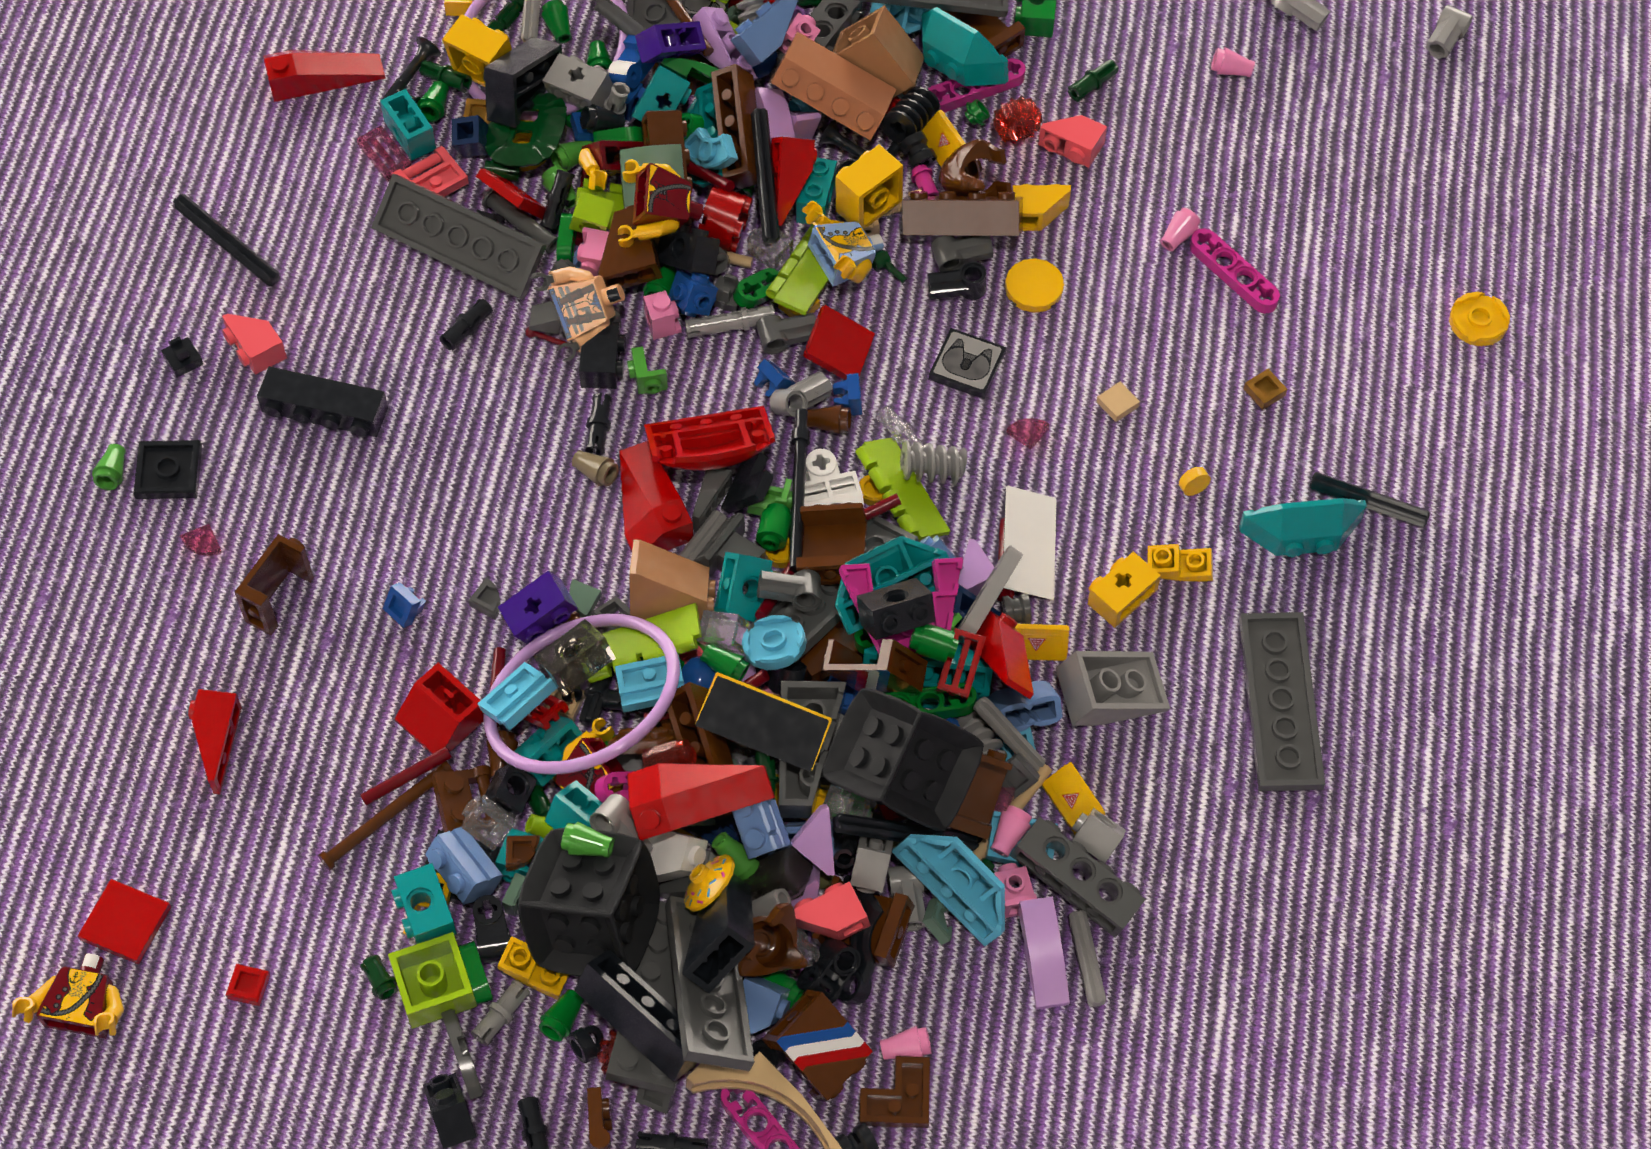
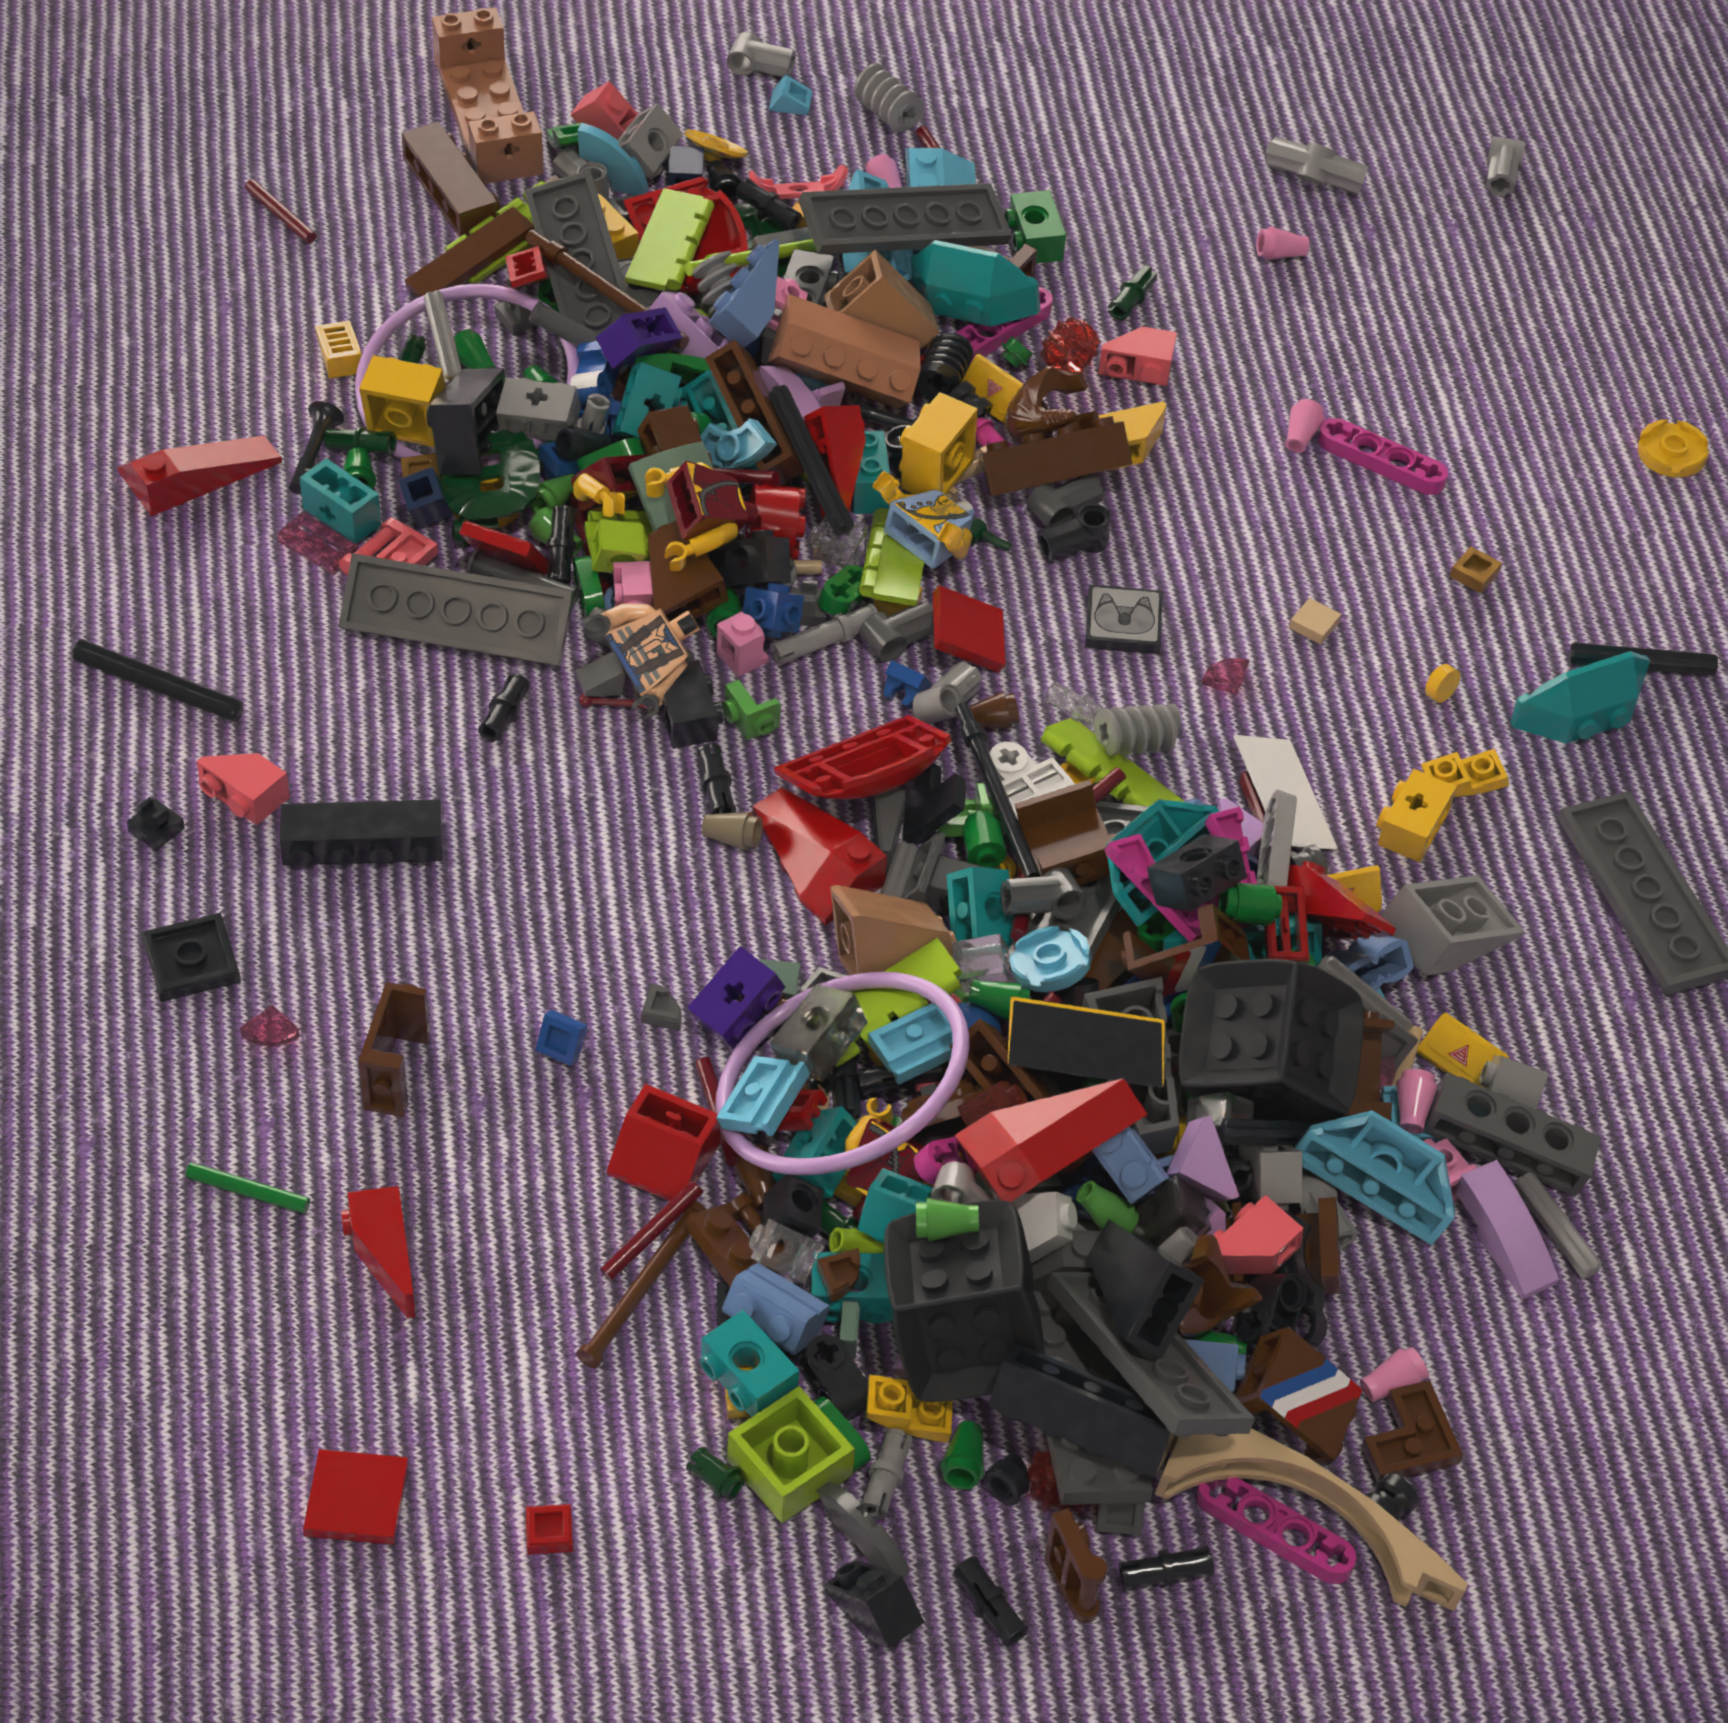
camera: 20 degrees left, 10 degrees down
(75, 1001) = (339, 1605): torso -> none
(109, 470) = (116, 973): bright green cone -> none
(139, 662) = (247, 1187): none -> green bar
(708, 882) = (1098, 1240): yellow dish -> none
(852, 394) = (1006, 677): blue tile -> none
(936, 922) = (1366, 1229): sand green tile -> none
(1034, 285) = (1163, 519): yellow tile -> none

